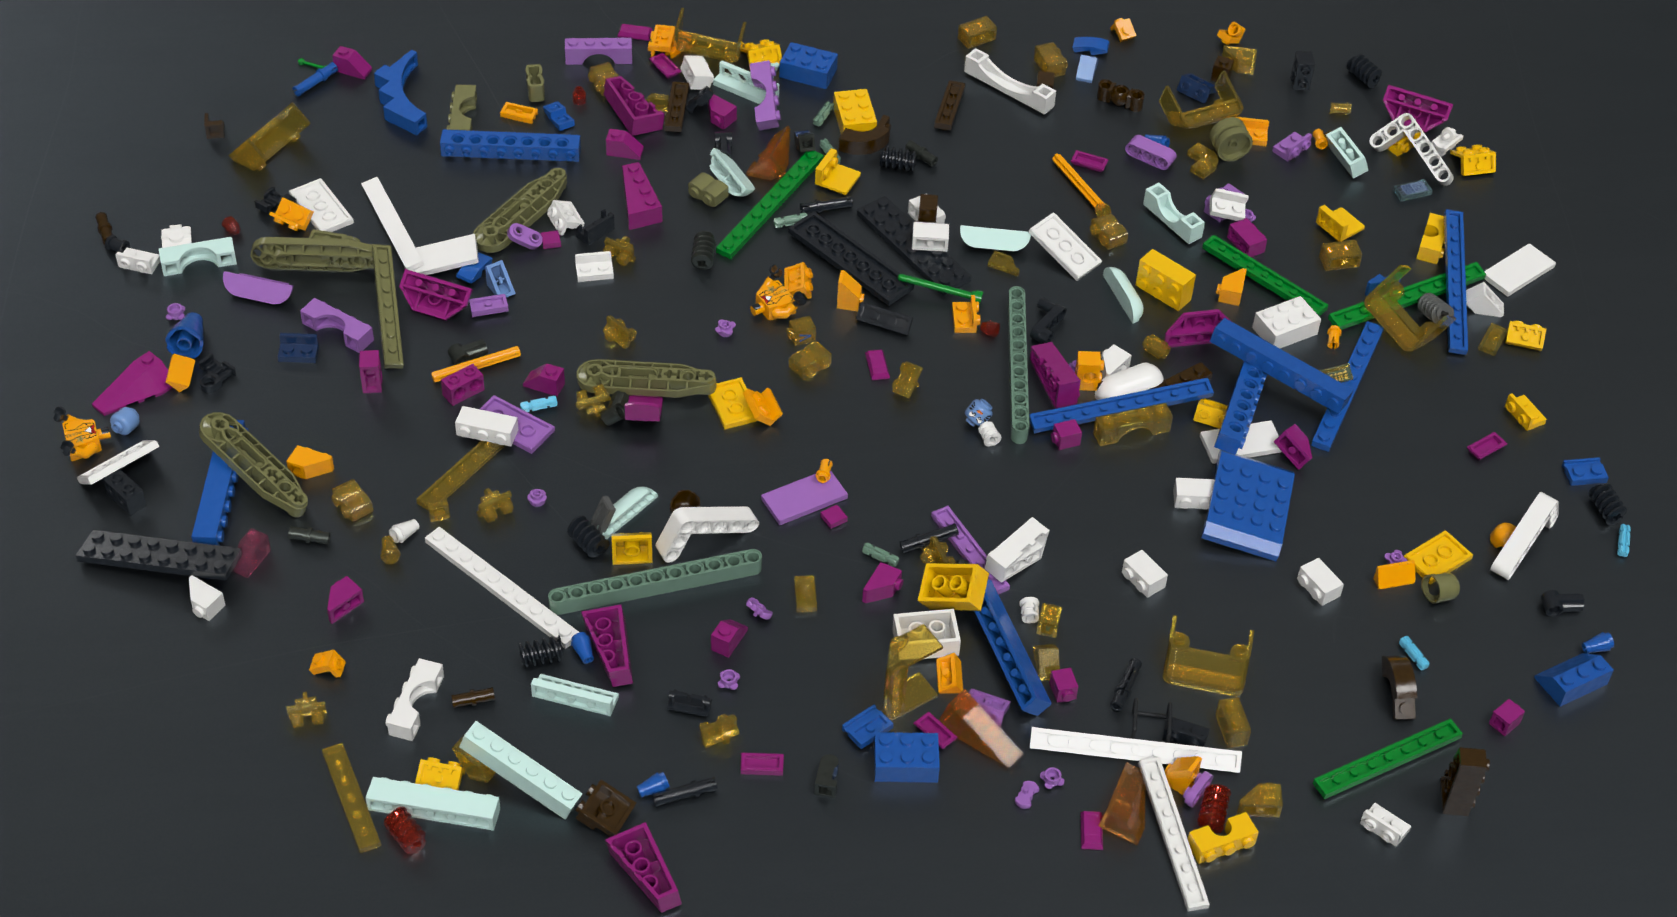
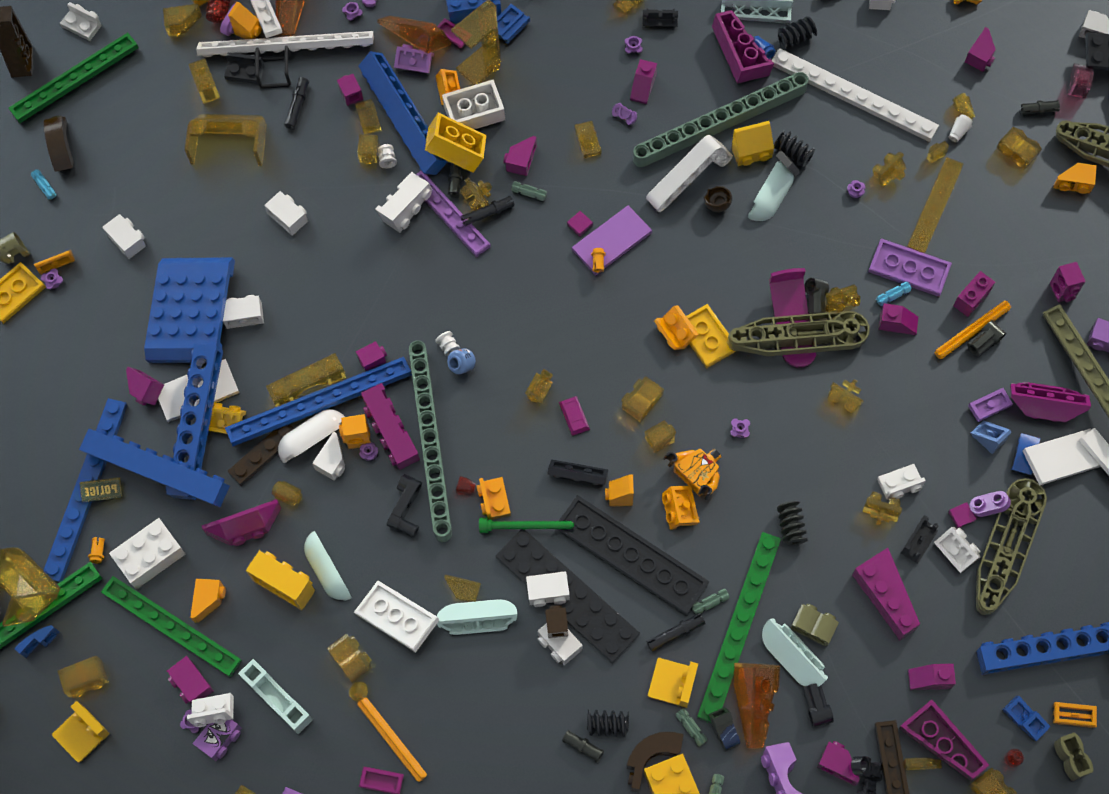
camera: 175 degrees right, 20 degrees up
(486, 426) = (930, 242): white brick -> none

